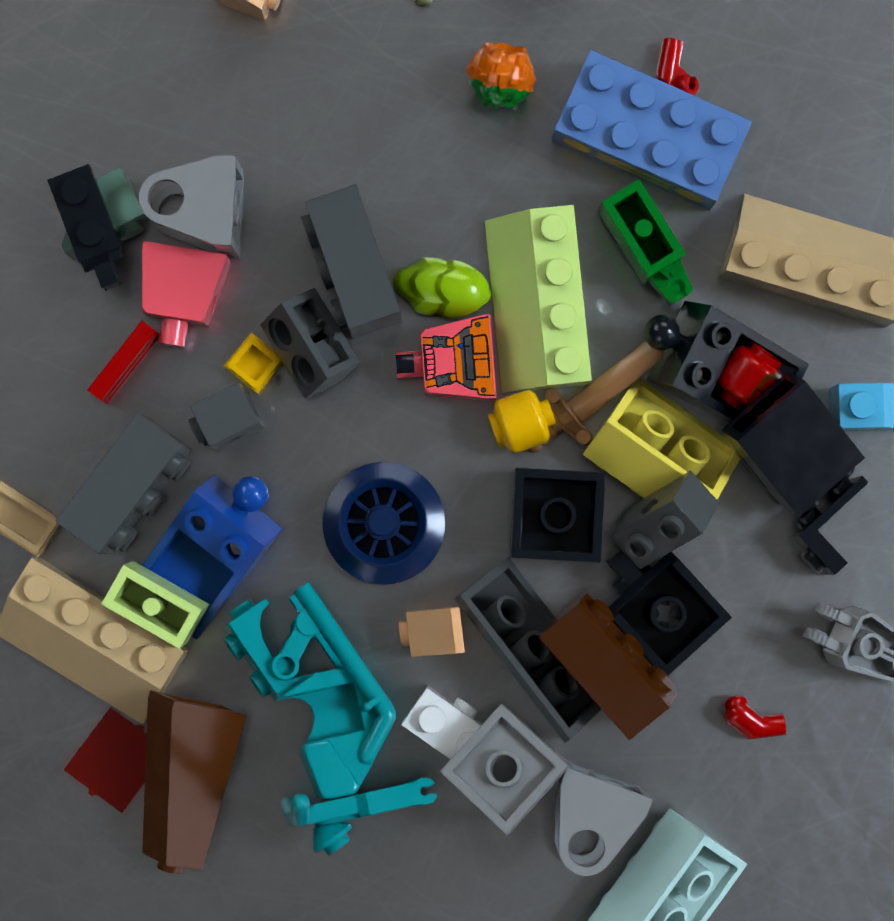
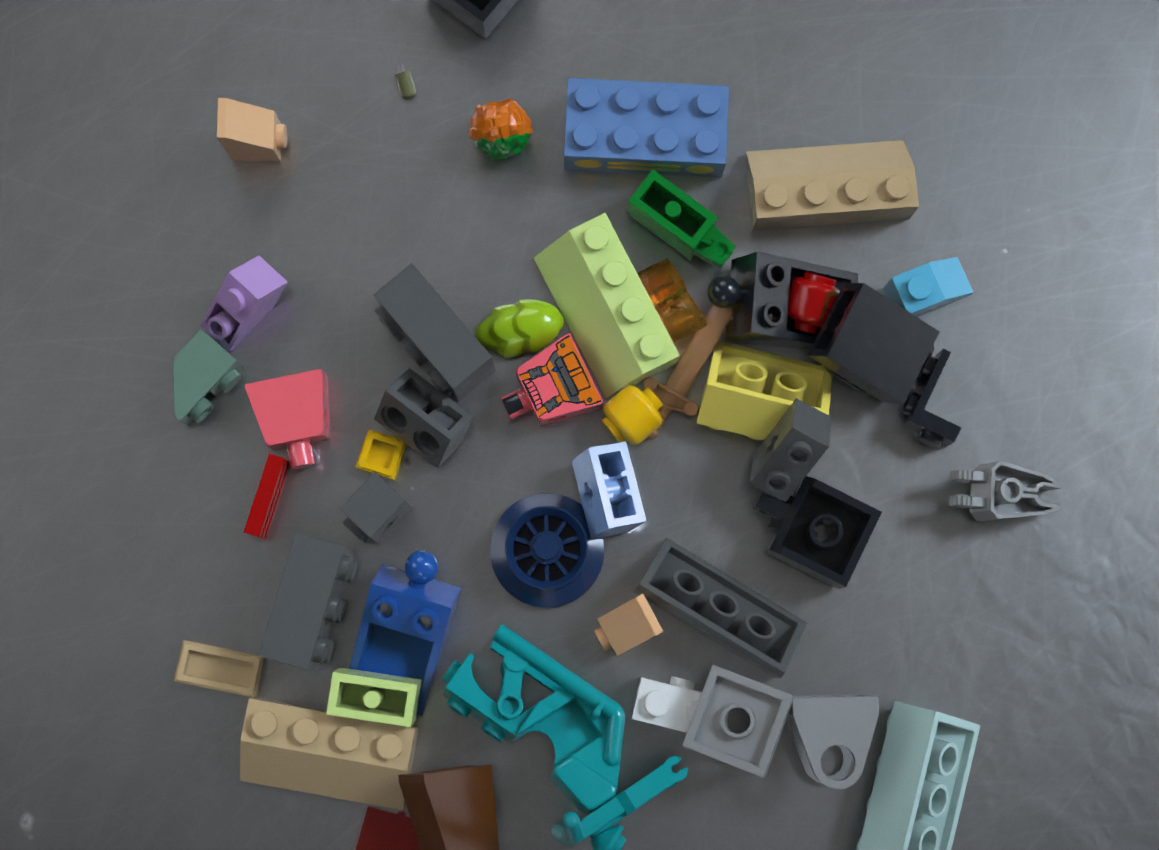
camera: 20 degrees left, 5 degrees down
(88, 223) = (191, 387): black hinge -> none
(171, 146) = (243, 302): none -> lavender slope
(210, 207) = (292, 333): light grey hose -> none
(467, 488) = (608, 490): none -> light blue brick
(557, 515) = (695, 483): black brick -> none
(606, 318) = (671, 300): none -> clear orange slope
(609, 665) = (793, 594): reddish brown slope -> none
(670, 69) = (639, 67): red arm -> none
(749, 723) = (931, 600): red arm -> none

